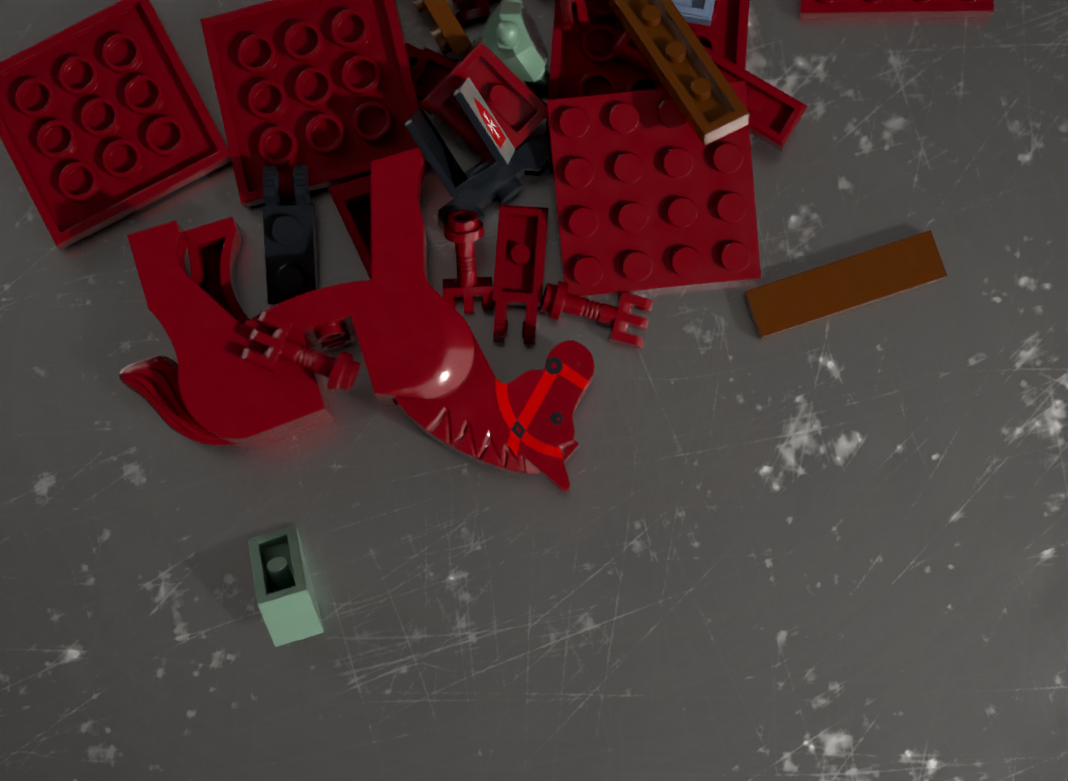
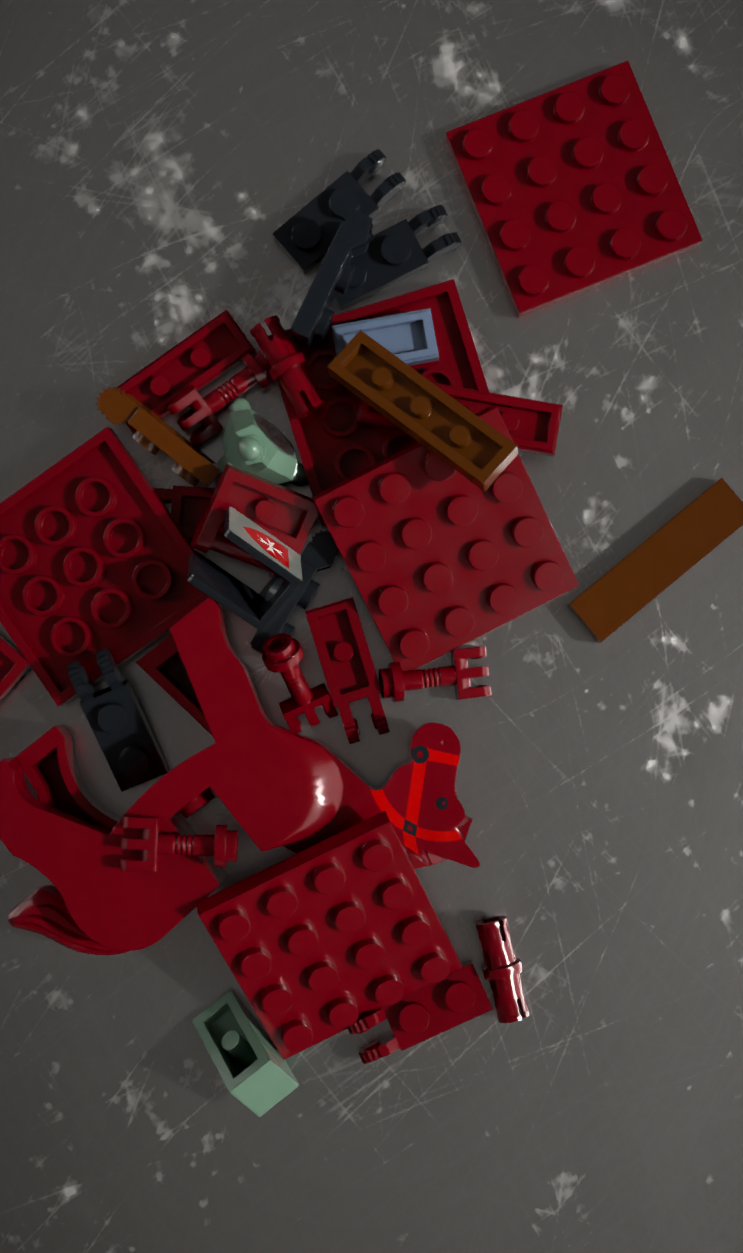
camera: 20 degrees left, 5 degrees up
(407, 502) = (330, 935): none -> dark red plate
(467, 613) = (426, 1013): none -> dark red hinge
(553, 601) = (502, 969): none -> dark red pin

